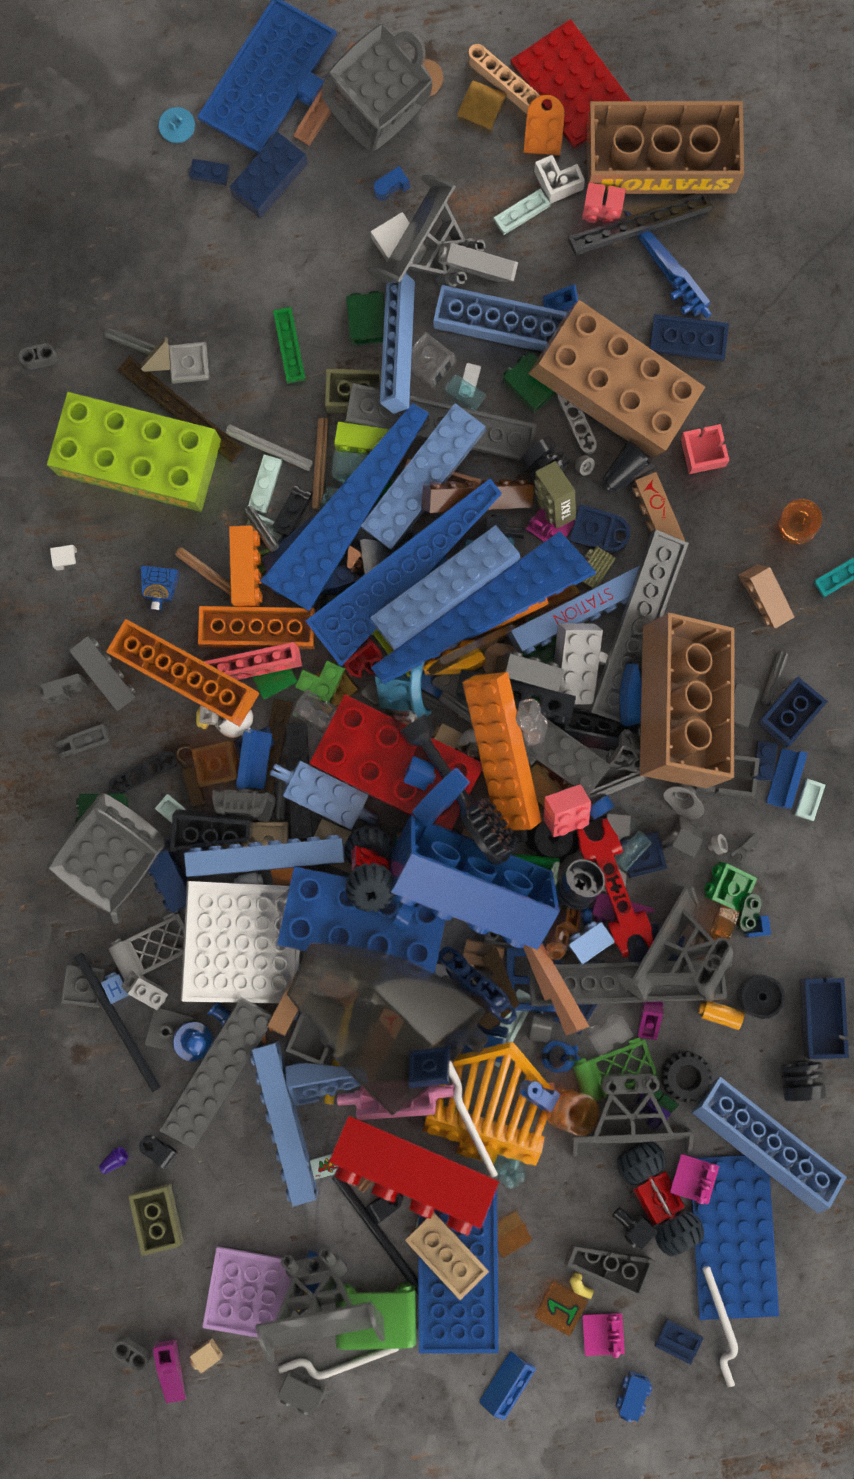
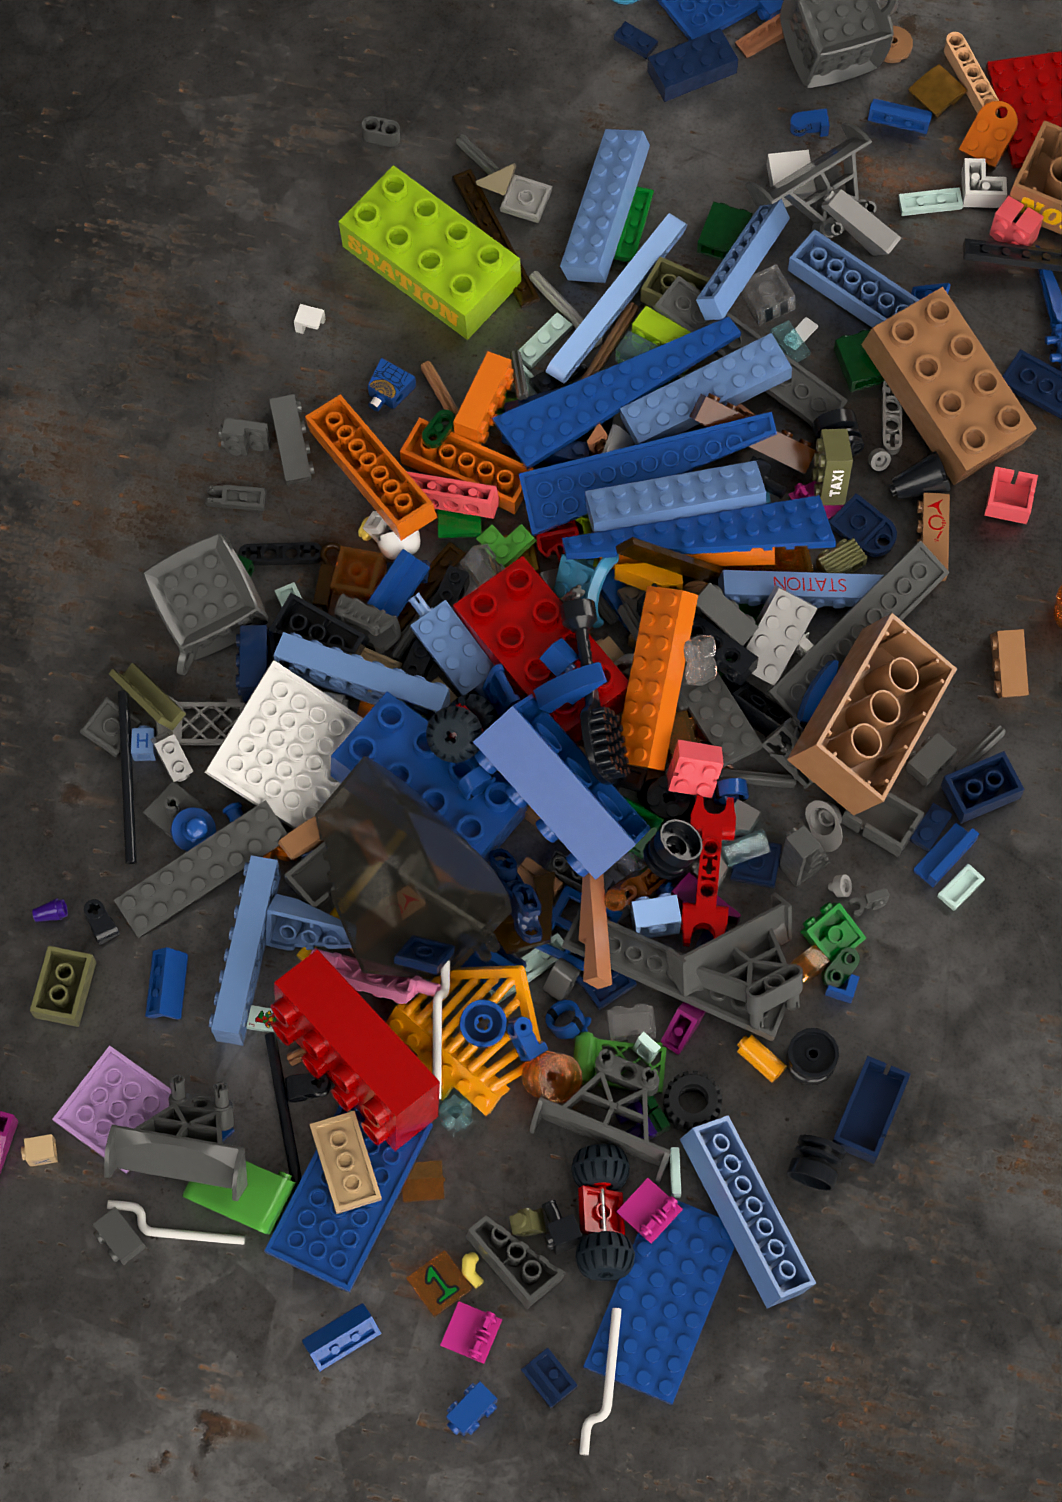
camera: 20 degrees right, 15 degrees down
(100, 950) = (149, 696): none -> olive fence
(220, 611) = (437, 429): none -> dark green plate
(235, 1175) = (166, 983): none -> blue panel
(258, 340) = (605, 205): none -> medium blue brick
(307, 421) = (615, 299): none -> light blue beam
(382, 817) = (499, 690): none -> blue plate
(461, 142) = (899, 116): none -> blue panel
(504, 1117) = (486, 1010): none -> blue brick
(607, 1232) = (527, 1222): none -> olive brick
(634, 1055) = (646, 1048): none -> light aqua tile
(692, 1125) = (675, 1176): none -> light aqua tile

